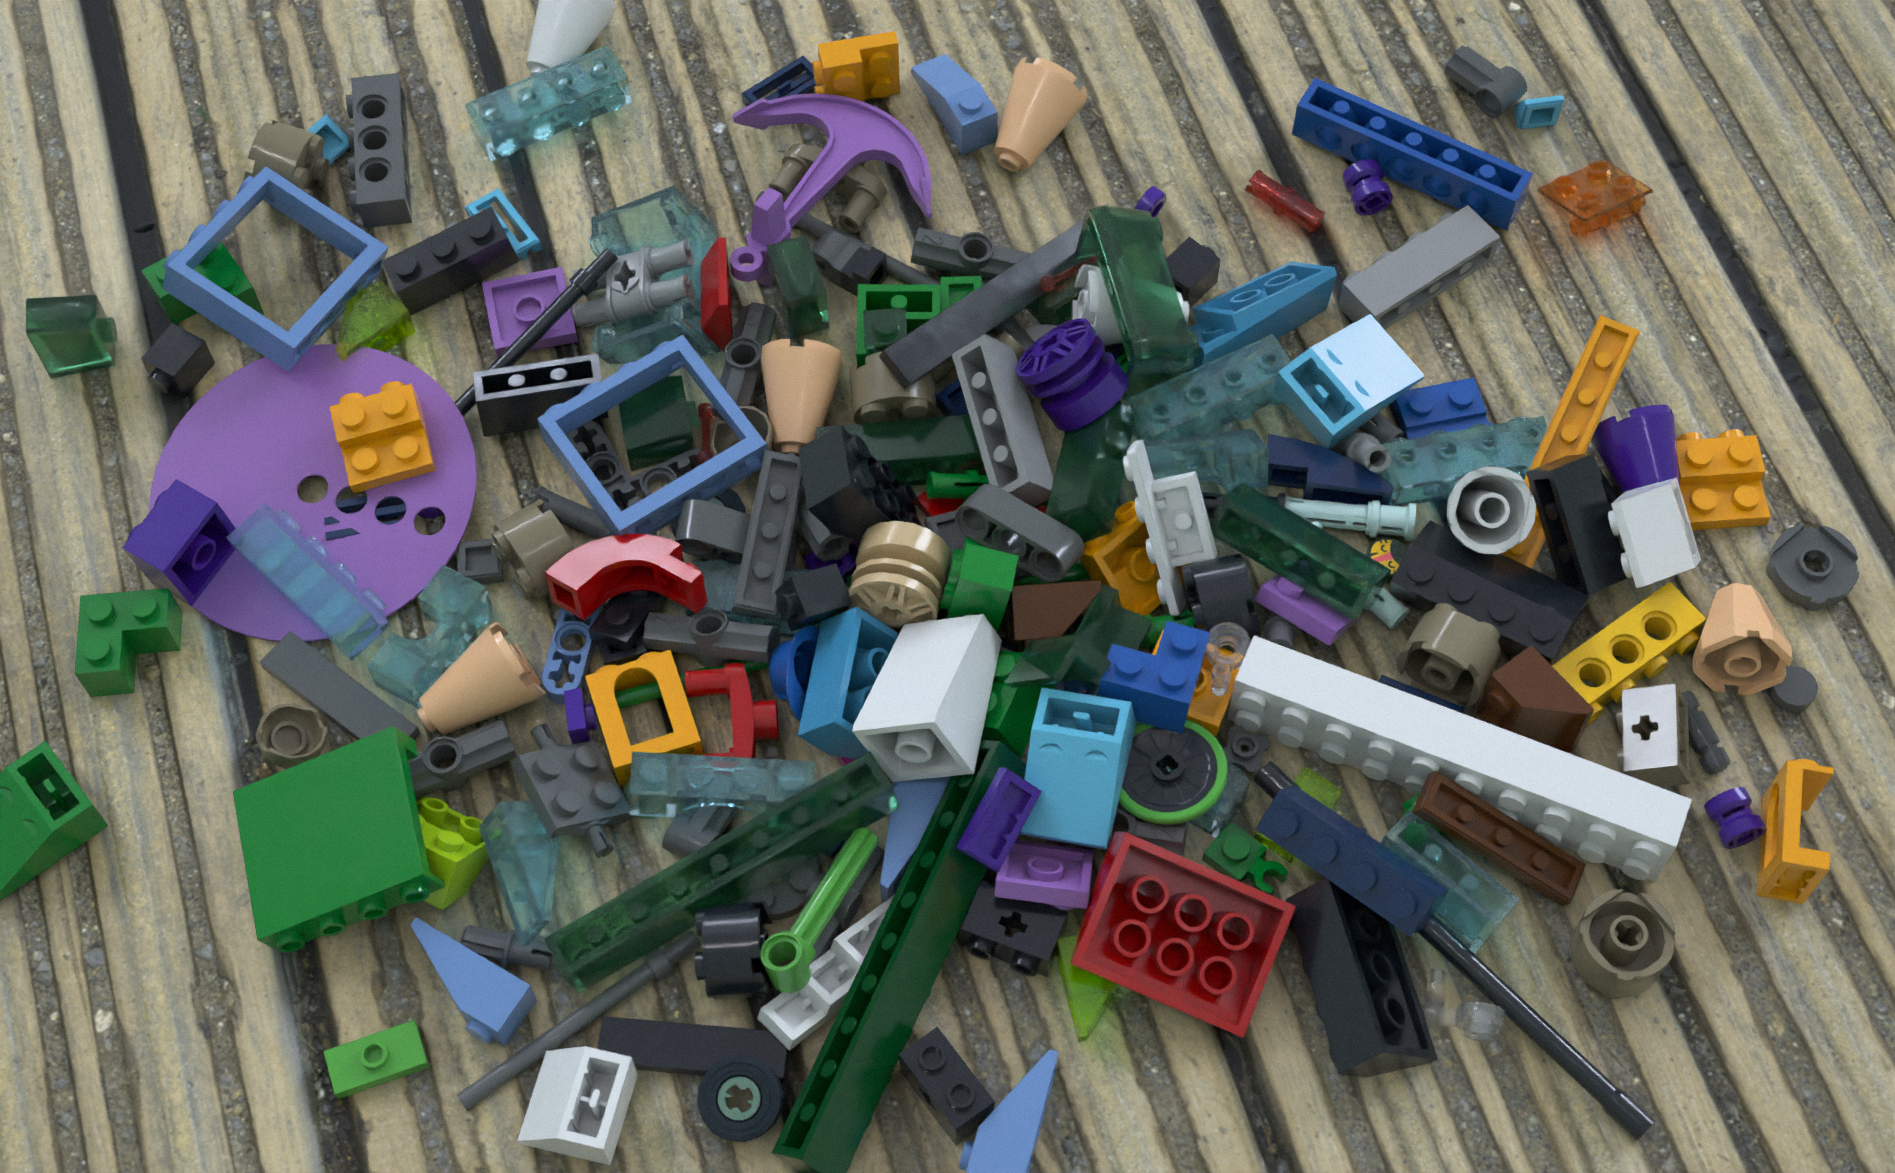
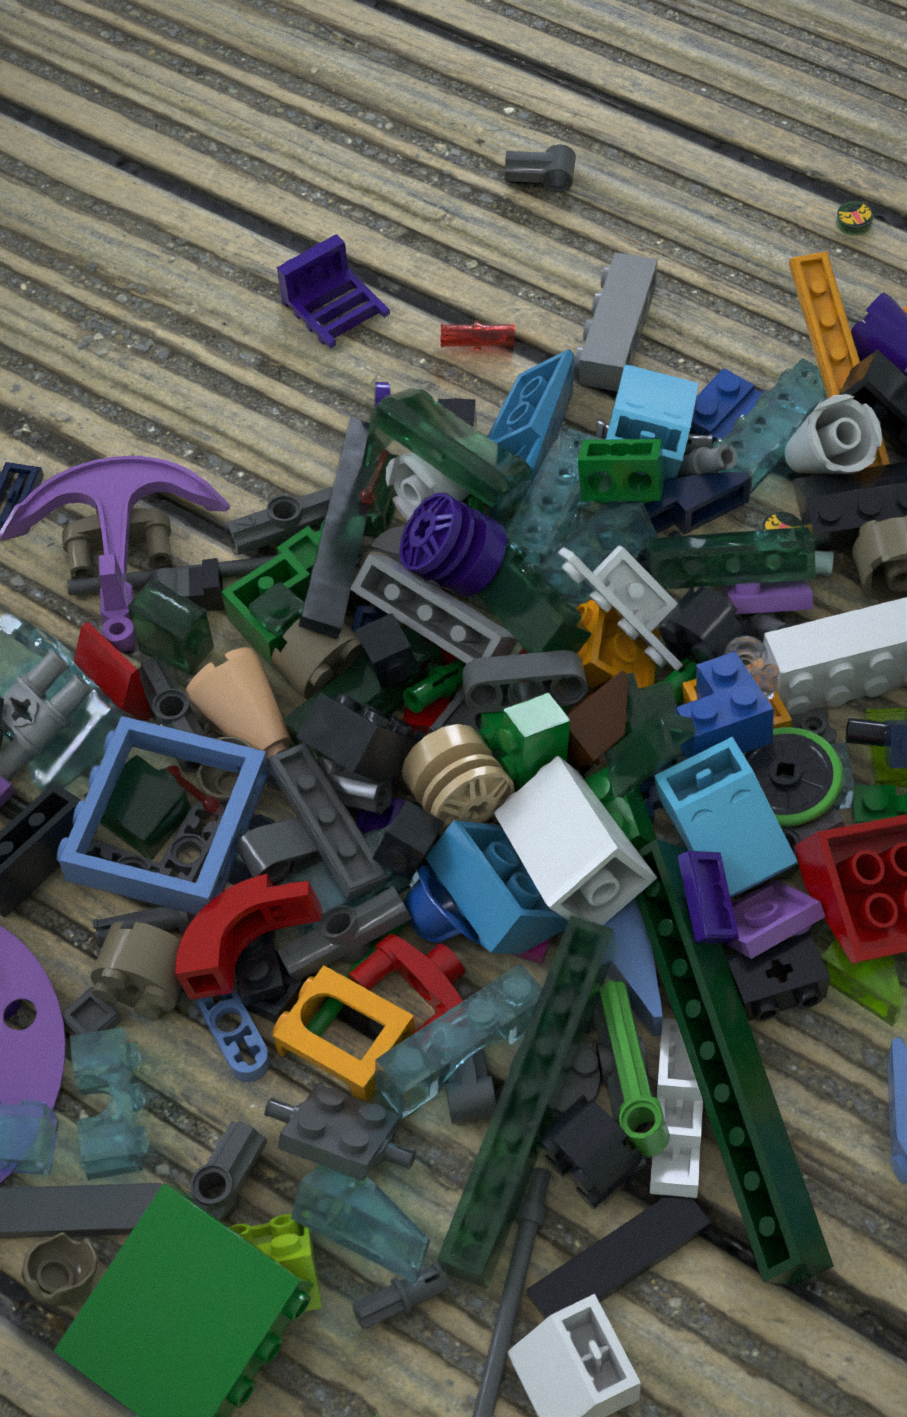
camera: 35 degrees left, 5 degrees down
(480, 684) = (188, 1106): light nougat cone -> none
(484, 993) = (405, 1347): medium blue slope -> none
(579, 715) = (291, 1074): dark purple plate -> none
(746, 1073) = (706, 1286): black bush -> none
(858, 67) = (68, 436): light orange plate -> none
(935, 428) = (387, 651): none -> black brick
(946, 1085) = (840, 1129): black brick -> none
(958, 103) = (164, 418): medium blue slope -> none
(1036, 111) = (235, 383): light nougat cone -> none
(1192, 60) = (319, 278): none -> dark purple plate
(1272, 407) = (620, 462): none -> green brick
(1367, 188) = (527, 288): dark purple wheel -> none
(1370, 518) = (746, 509): light aqua pin -> none
(1411, 153) = (538, 244): blue brick -> none
(1538, 112) = (596, 166): medium azure slope -> none
(1597, 196) = (689, 195): clear orange hinge -> none
(1735, 317) = (854, 218): none -> tile

